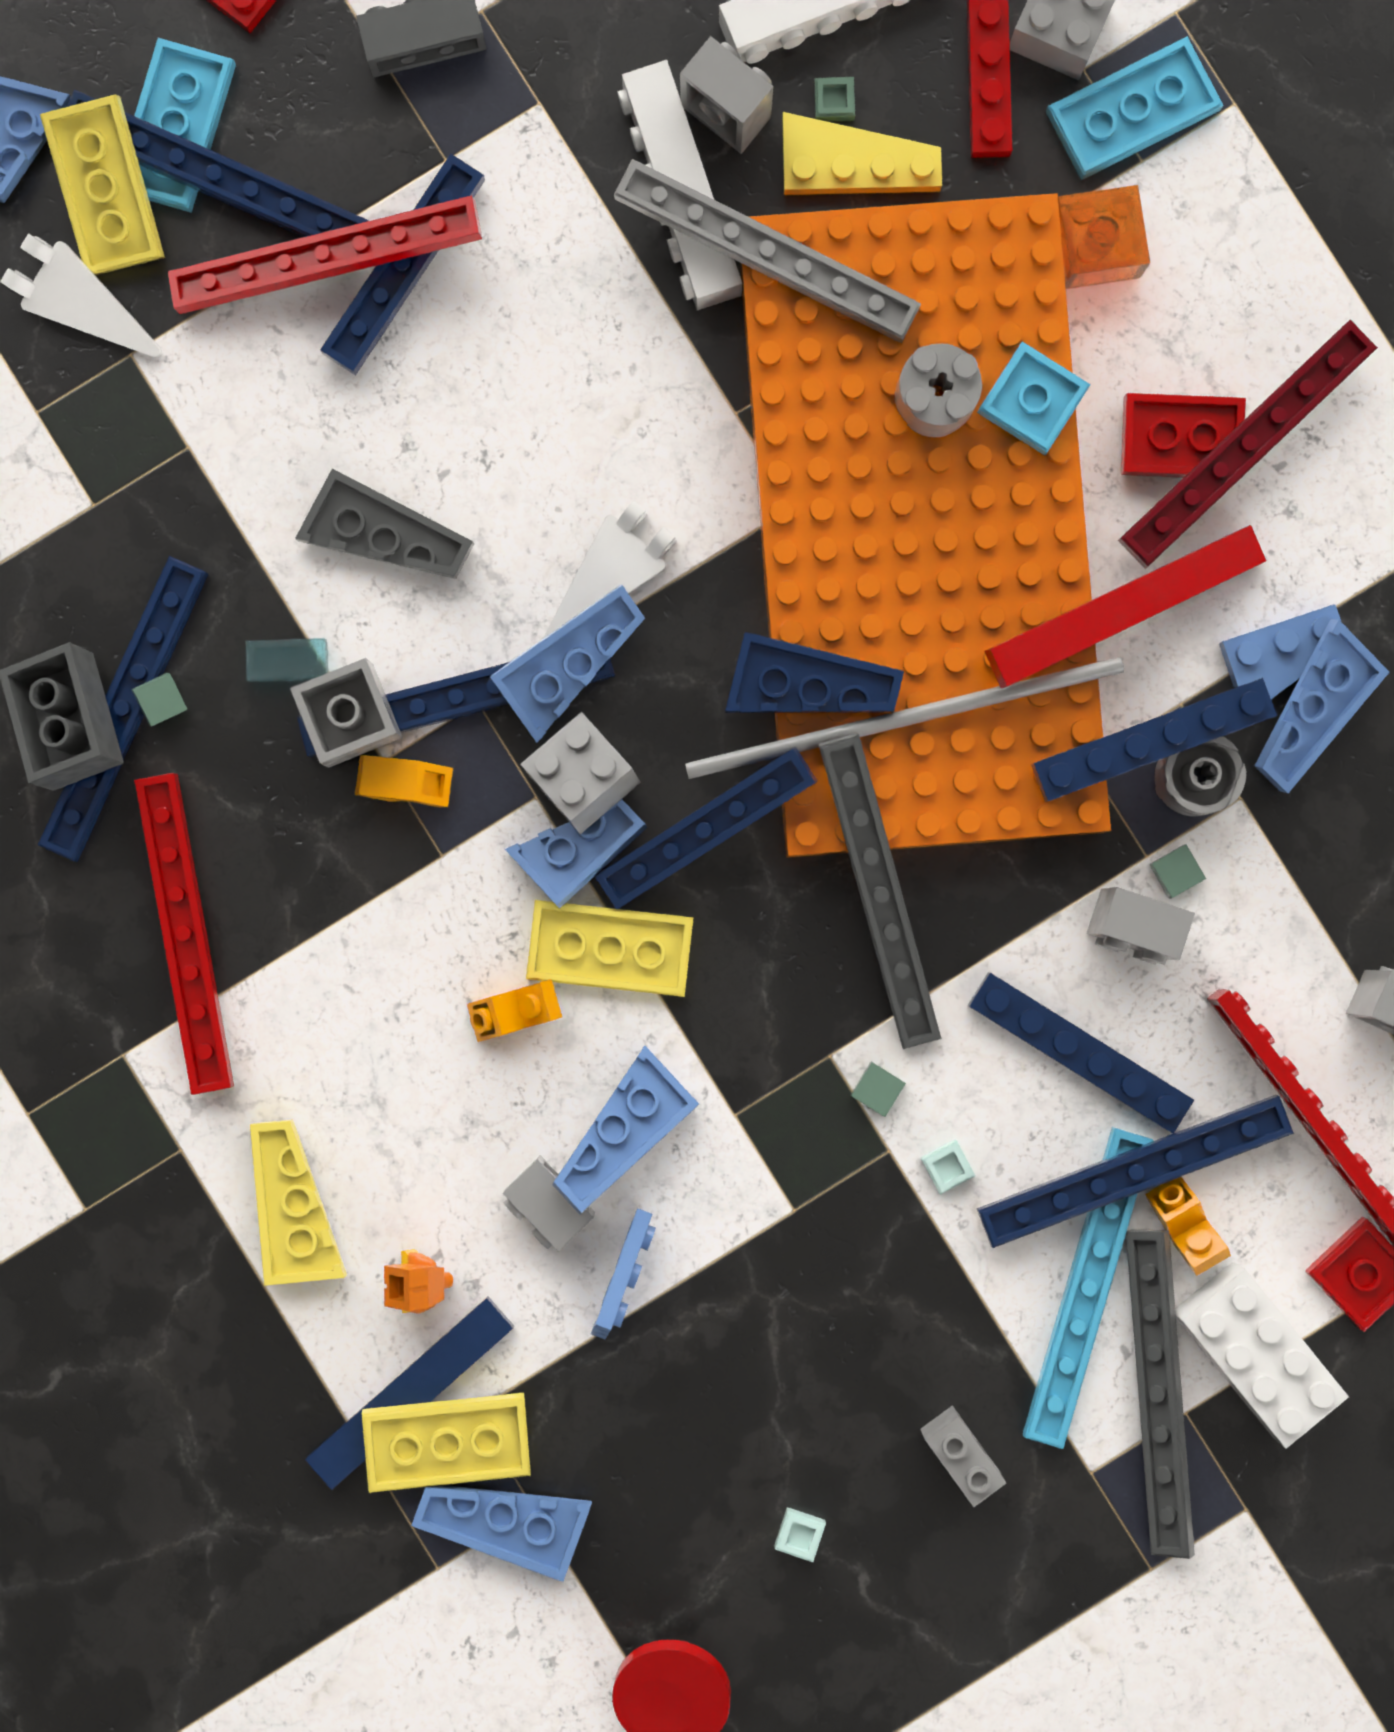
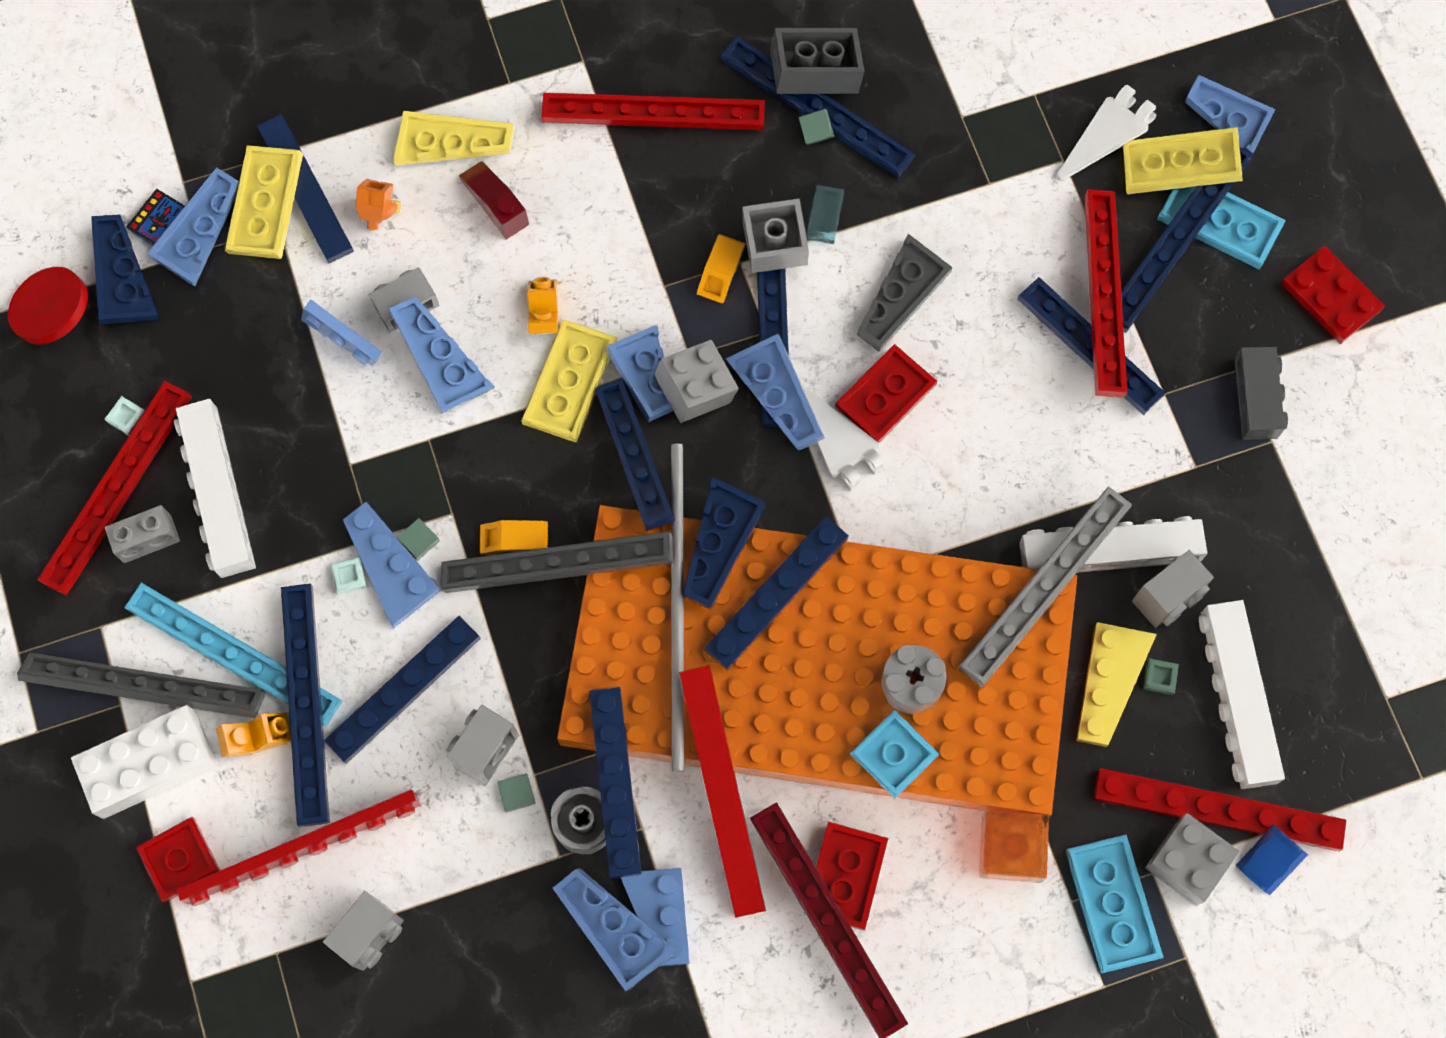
camera: 105 degrees right, 15 degrees down
(366, 1122) = (495, 199): none -> dark red slope
(501, 1588) = (155, 216): none -> piece
(534, 520) = (886, 393): none -> red plate
(605, 1610) = (119, 279): none -> dark blue wing
(850, 962) = (513, 536): none -> light orange slope
(858, 593) = (776, 593): none -> dark blue plate
(875, 1380) = (215, 489): none -> white brick
(904, 1514) = (114, 489): none -> red plate
(926, 1112) = (391, 568): none -> medium blue wing

